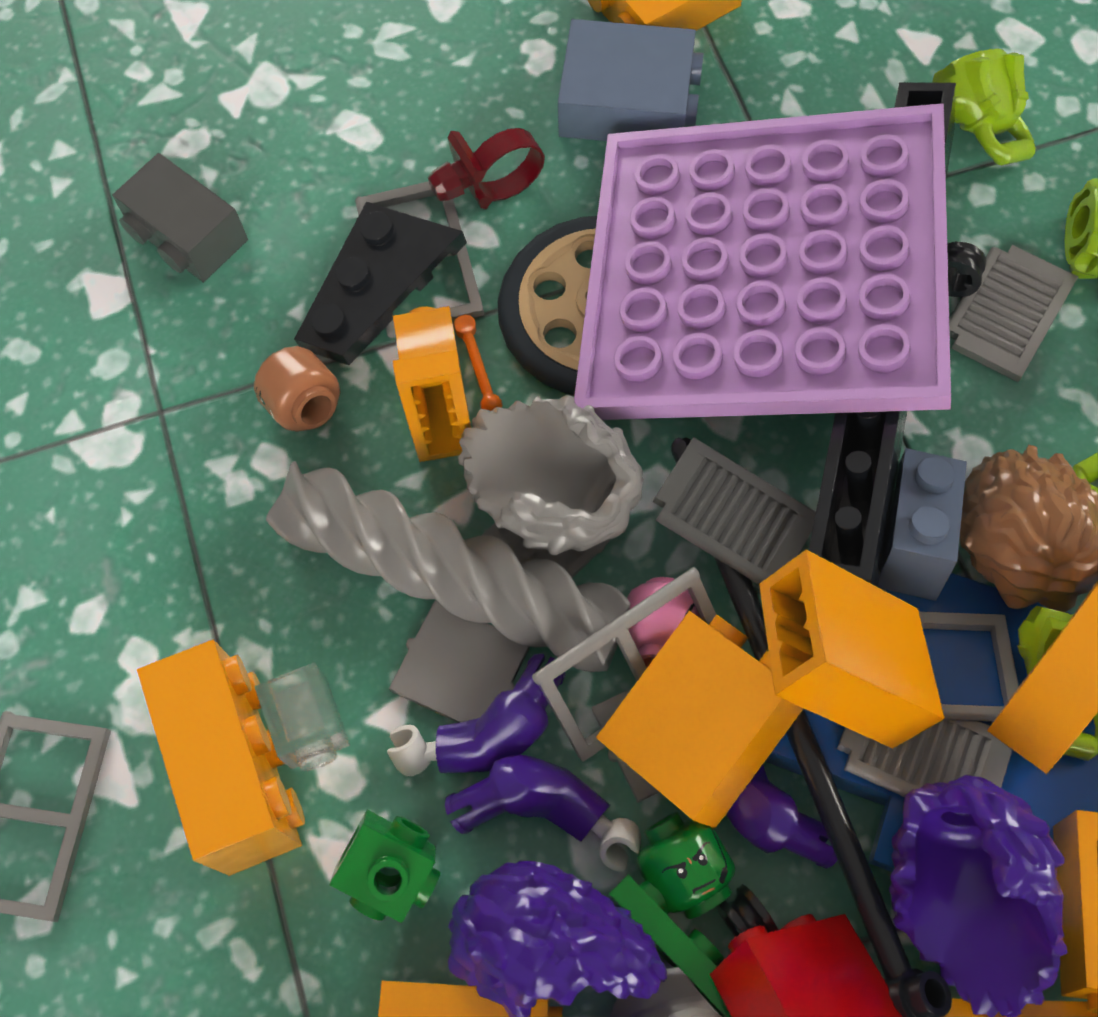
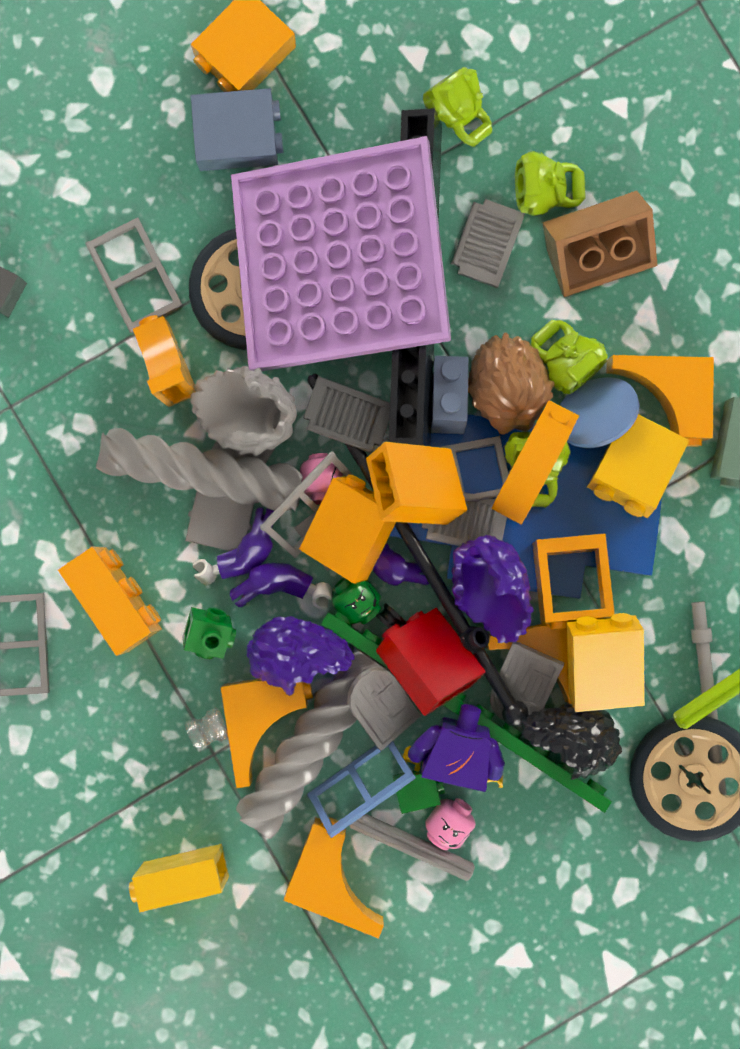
camera: 20 degrees left, 20 degrees up
(297, 389) = (88, 381): nougat head -> none
(302, 718) = (145, 567): clear brick -> none
(371, 276) = (111, 297): black wing -> none
(465, 329) = (174, 318): orange hinge -> none
(470, 168) = (165, 215): dark red piece -> none
(965, 268) = (454, 226): black bush -> none

